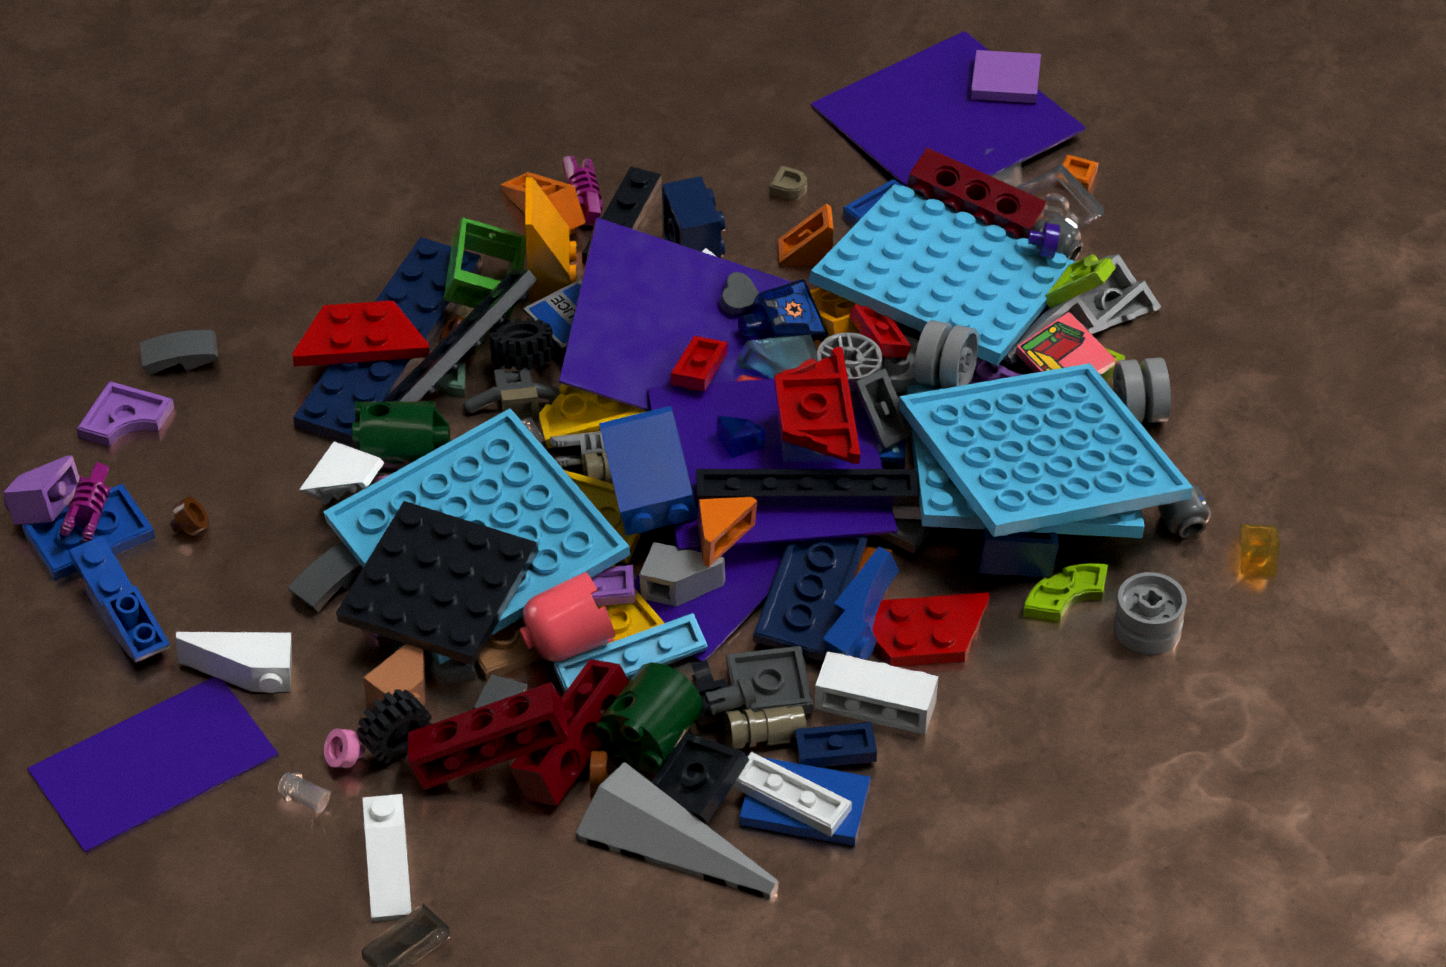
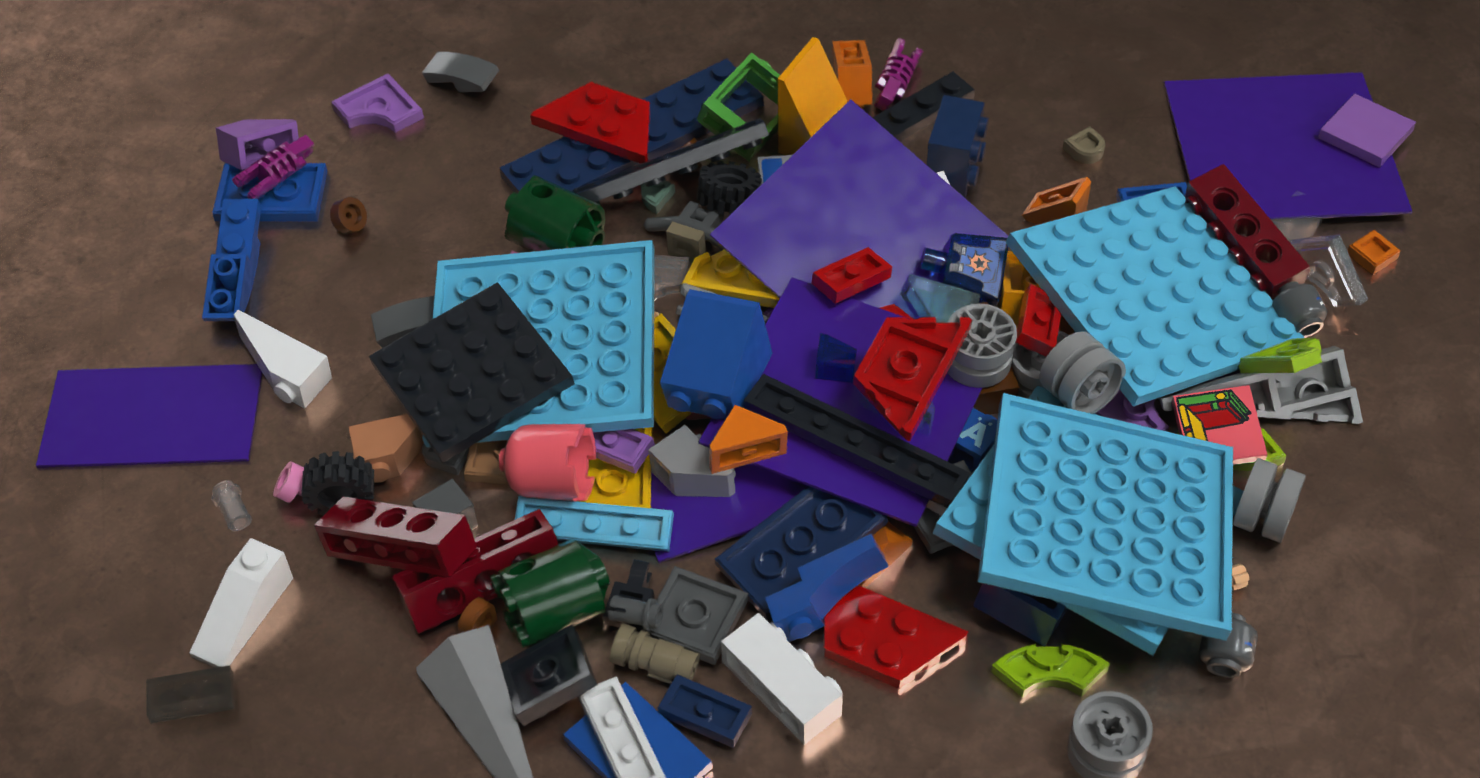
camera: 35 degrees right, 5 degrees up
(340, 471) = (477, 231): white slope -> none
(737, 294) = (938, 227): dark grey tile -> none
(882, 408) = (982, 396): dark grey slope -> none
(1046, 240) = (1278, 304): dark purple tile -> none
(1259, 549) = (1279, 727): clear yellow bracket -> none

